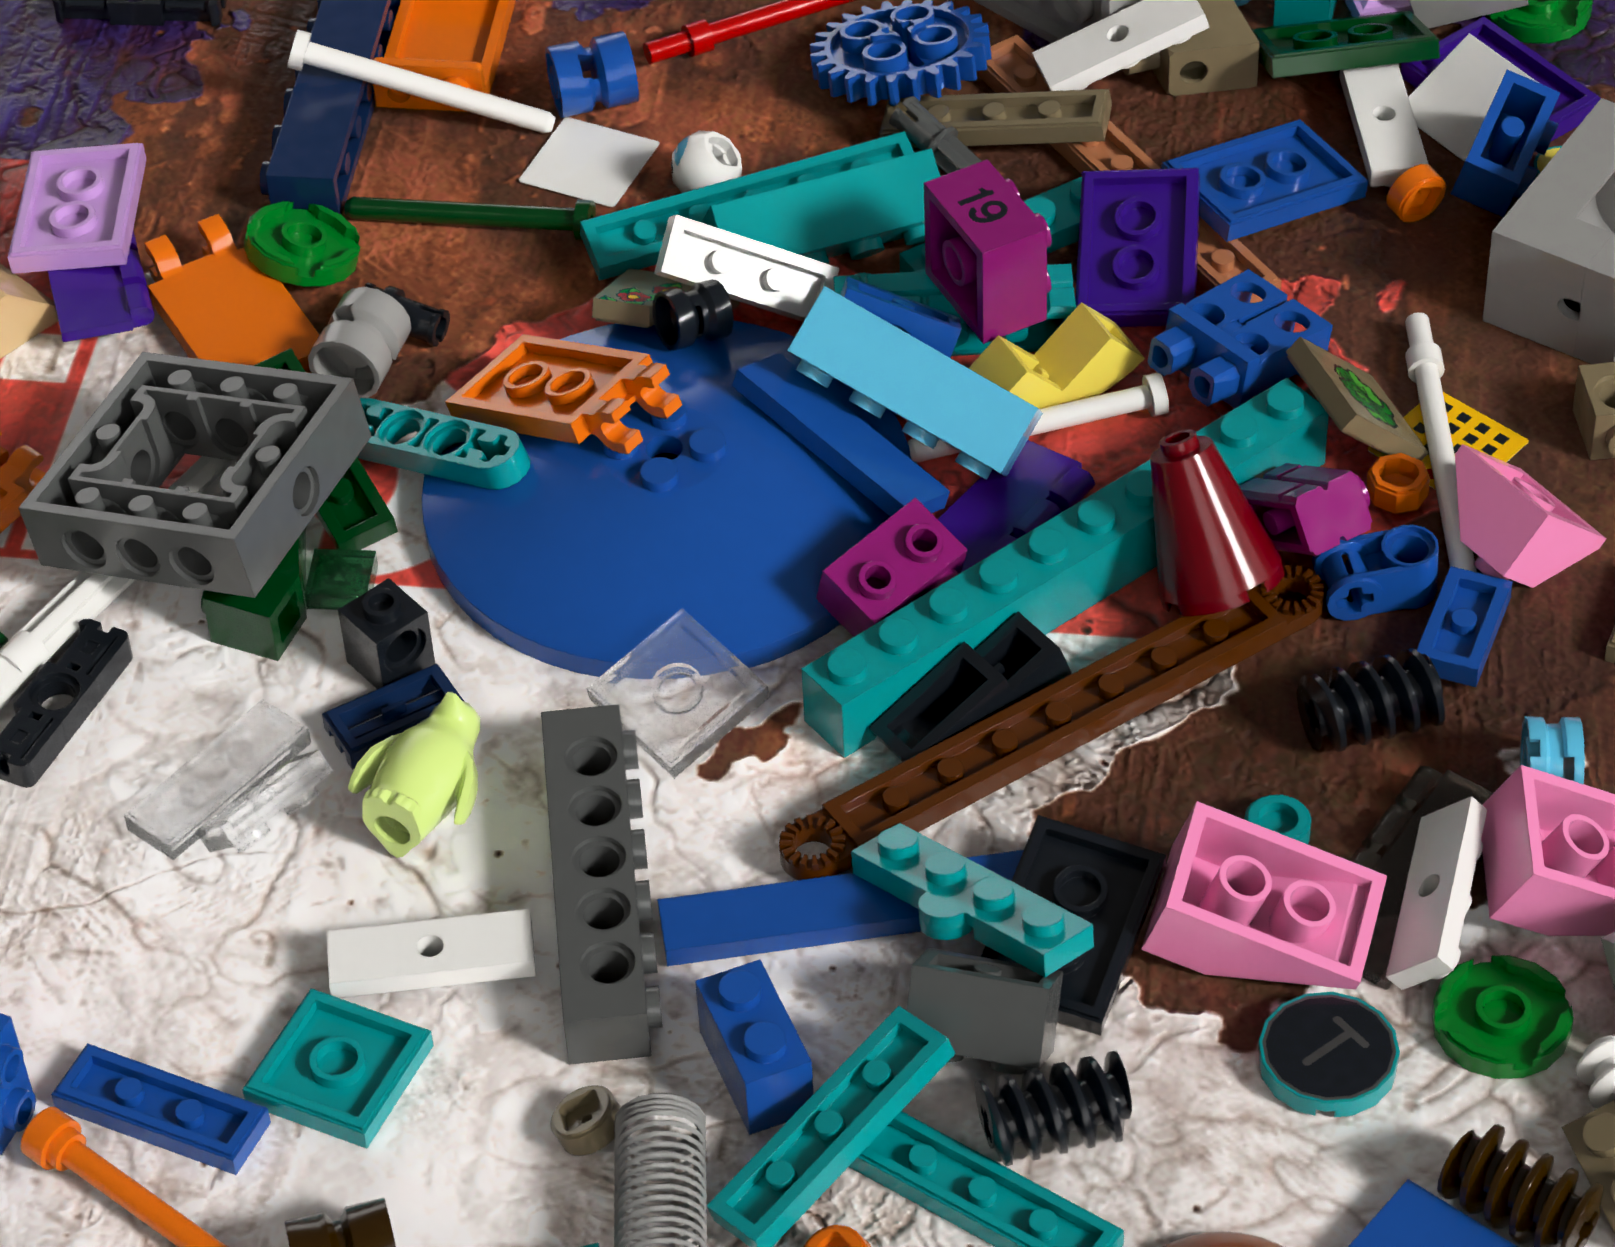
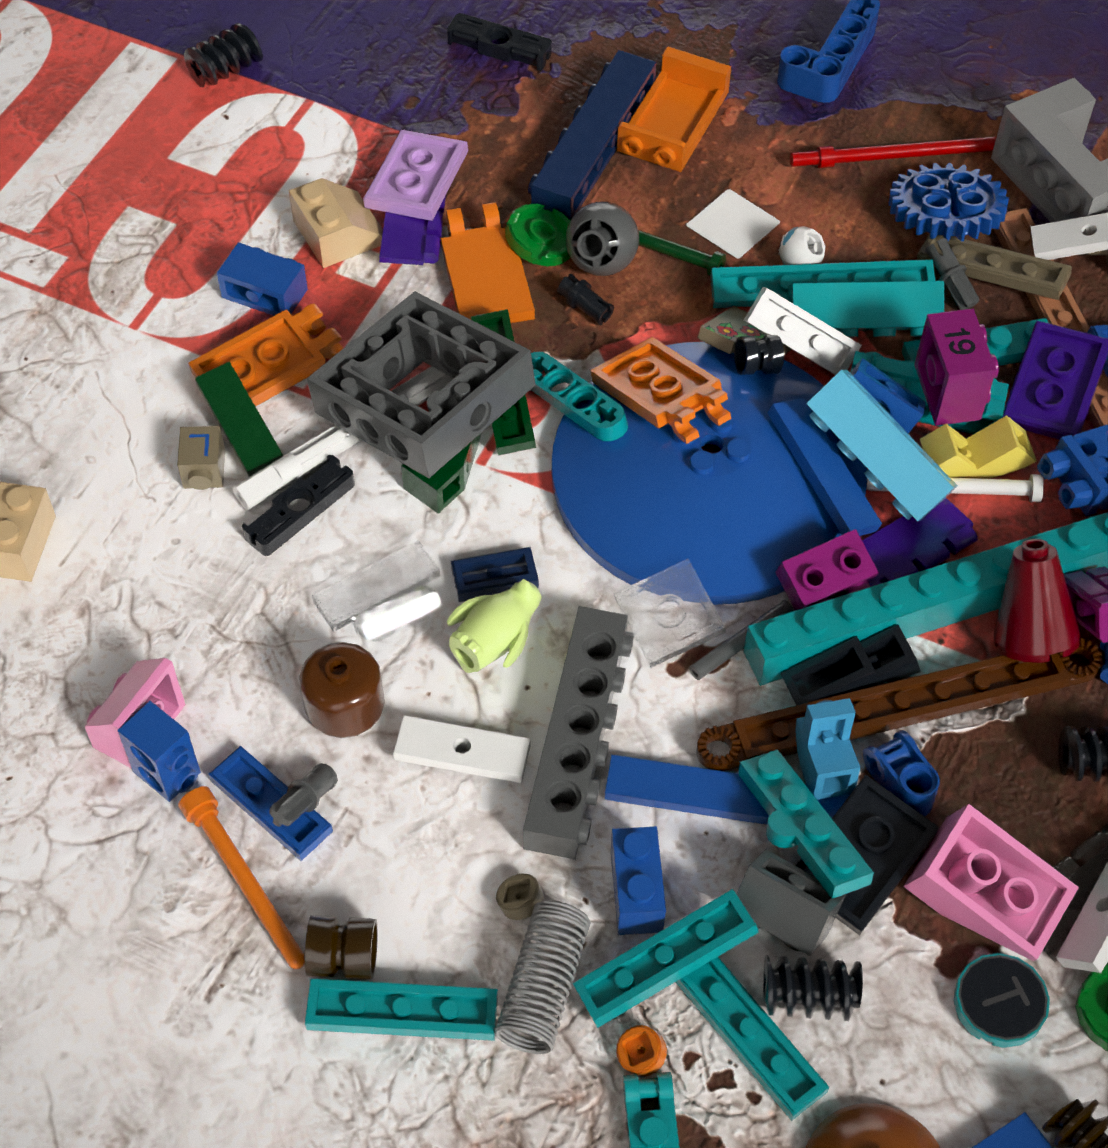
camera: 15 degrees right, 10 degrees up
(213, 1073) = (303, 795): none -> dark grey axle
(220, 920) = (342, 689): none -> reddish brown head
(338, 1068) = (383, 808): teal tile -> none
(339, 577) = (492, 470): clear green tile -> none
(361, 339) = (552, 313): light grey wheel -> none
(386, 634) = (504, 520): black brick -> none
(400, 221) = (602, 238): none -> dark grey brick
(417, 84) = (643, 147): white bar -> none
(611, 69) = (764, 166): blue wheel -> none
(776, 725) = (733, 644): none -> dark grey piece
(966, 793) = (826, 748): none -> dark azure brick
(1091, 798) = (899, 767): none -> blue piece
(1281, 815) = (1020, 820): teal tile -> none

